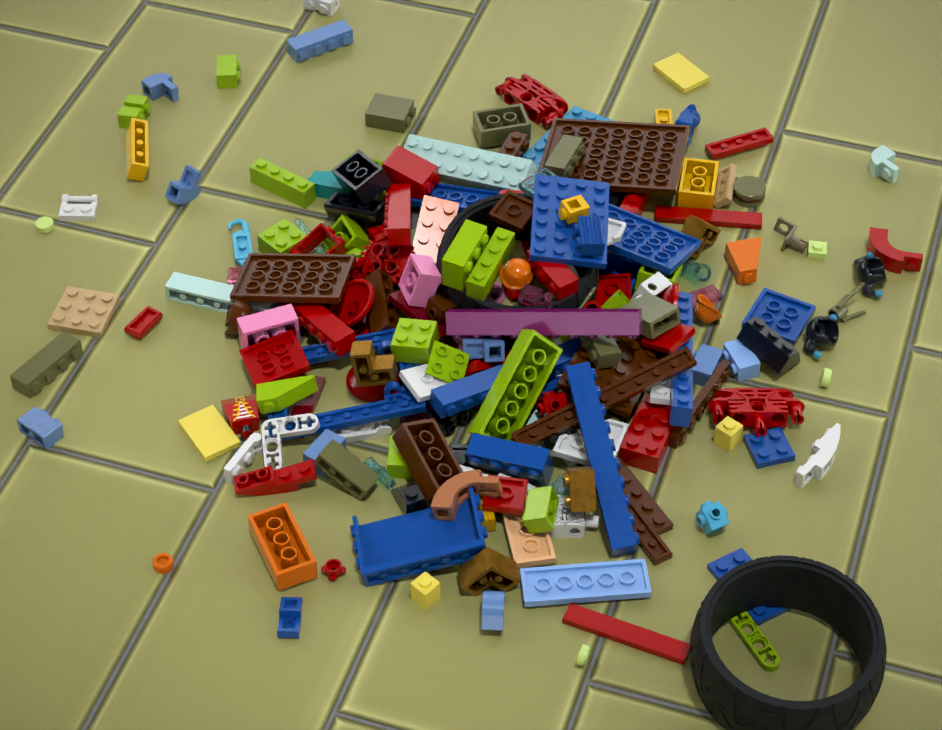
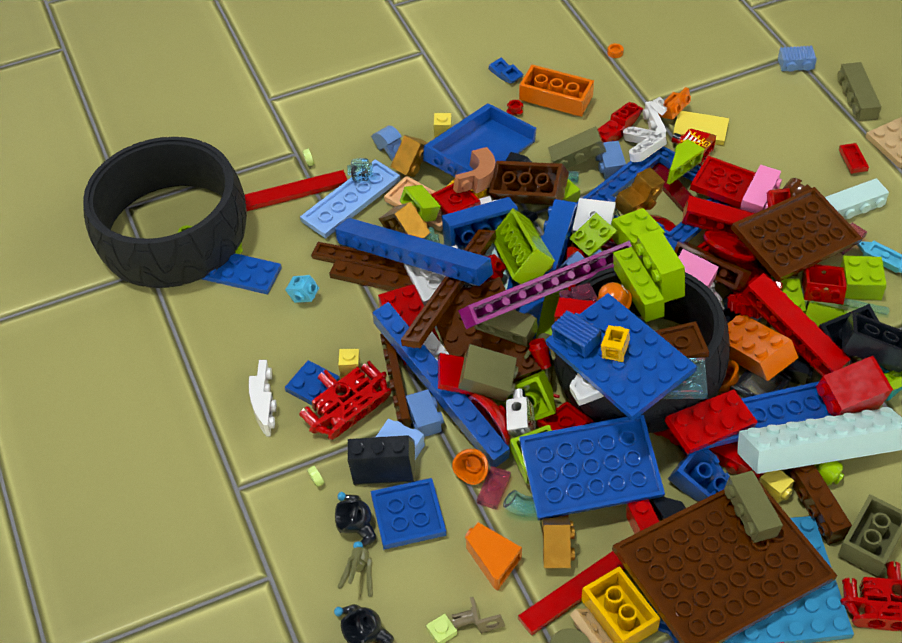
camera: 140 degrees right, 5 degrees up
(204, 460) = (676, 103): none -> orange bracket
(225, 459) = (658, 105): none -> white tile
(273, 303) = (777, 196): none -> red tile
(555, 588) = (360, 169): none -> clear light blue head

